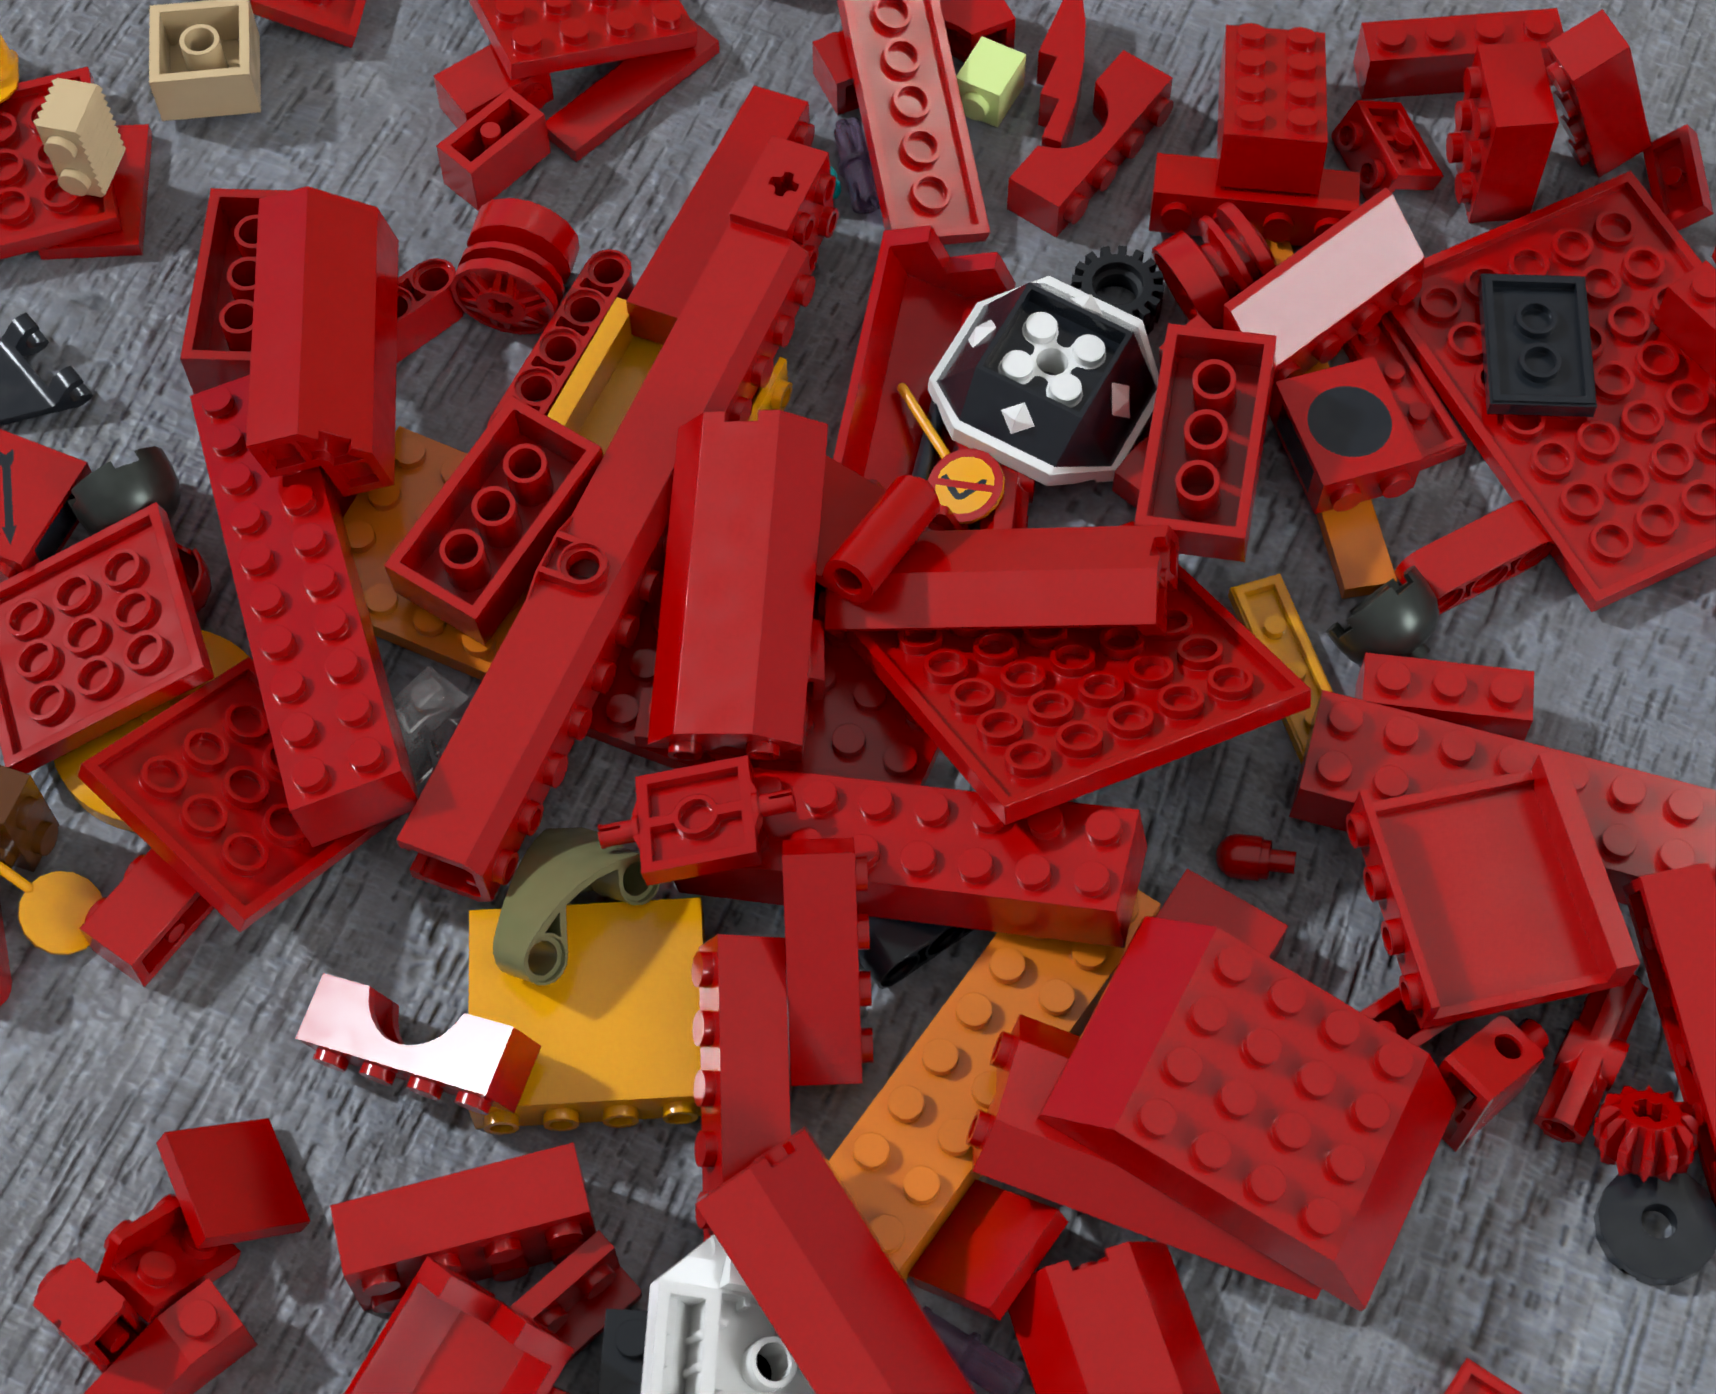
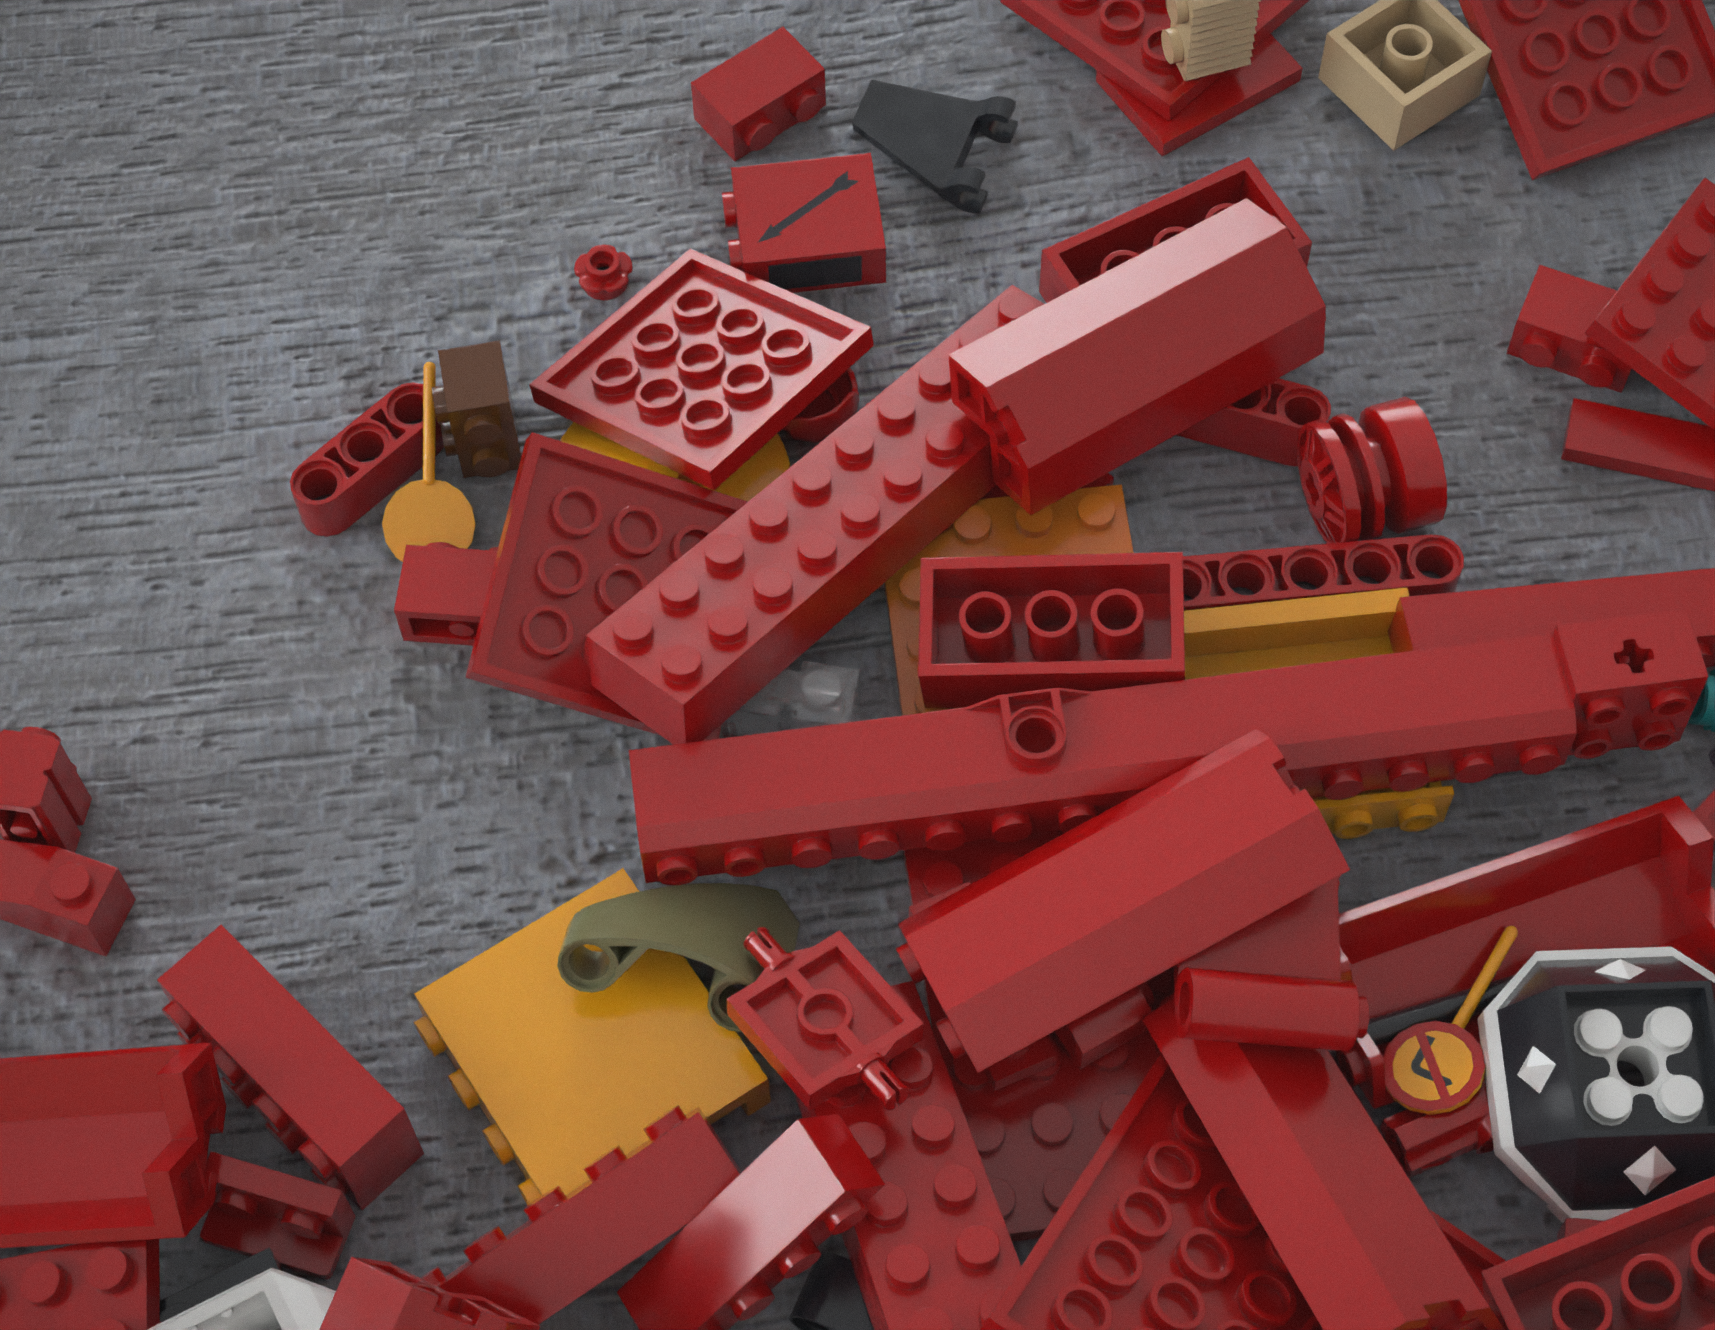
camera: 60 degrees right, 0 degrees up
(117, 493) = (893, 308): pearl dark grey cylinder -> none
(157, 1260) = (130, 820): red bracket -> none
(232, 1182) = (233, 832): red tile -> none
(474, 1060) = (447, 964): arch -> none
(493, 148) = (1501, 371): red brick -> none

